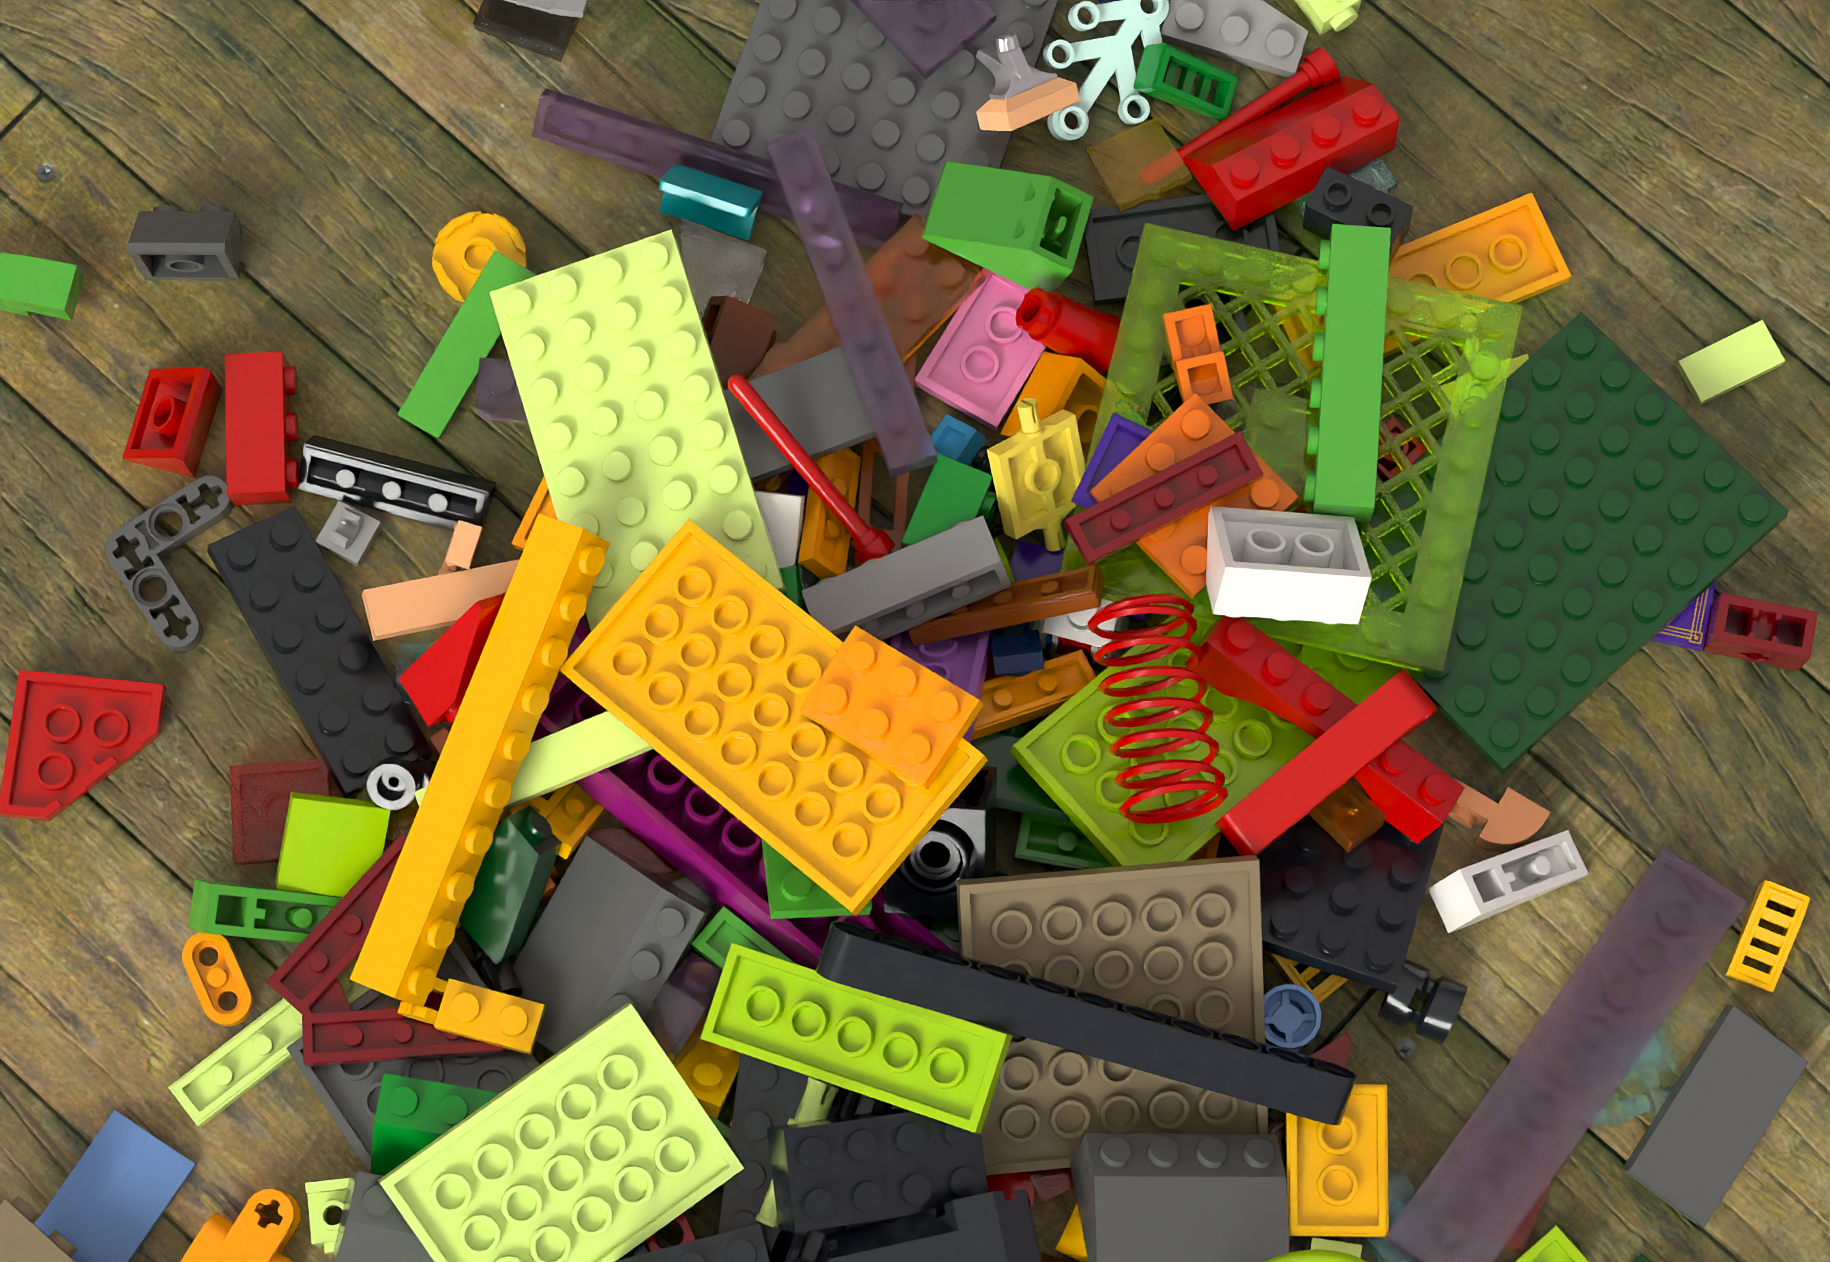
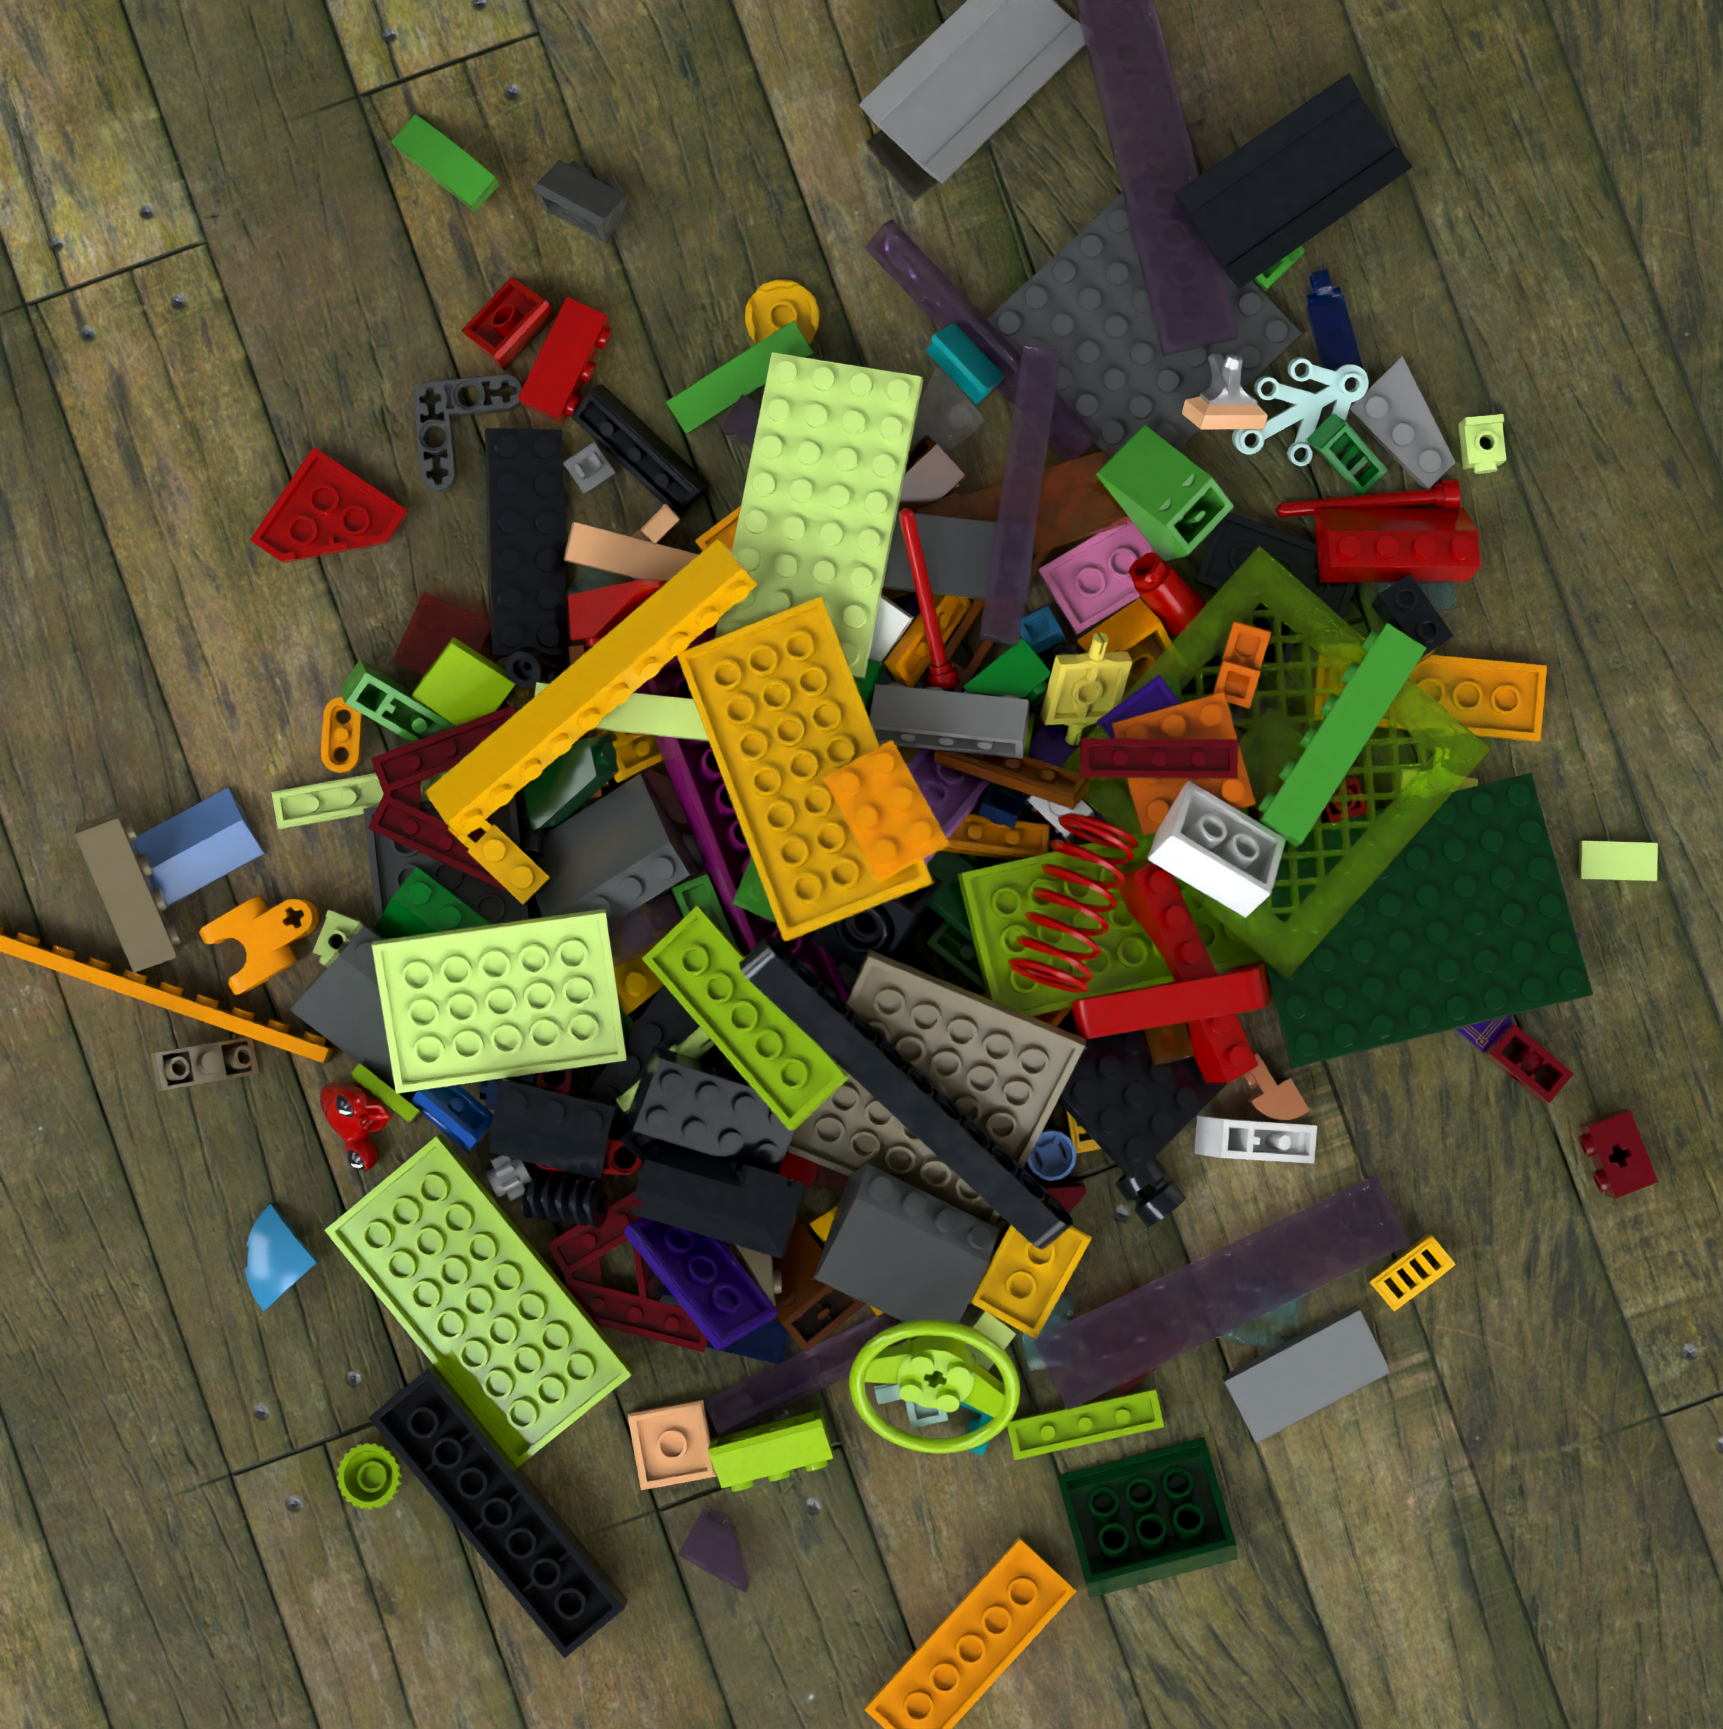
camera: 30 degrees right, 10 degrees up
(1138, 164) = (1281, 496): clear yellow piece -> none

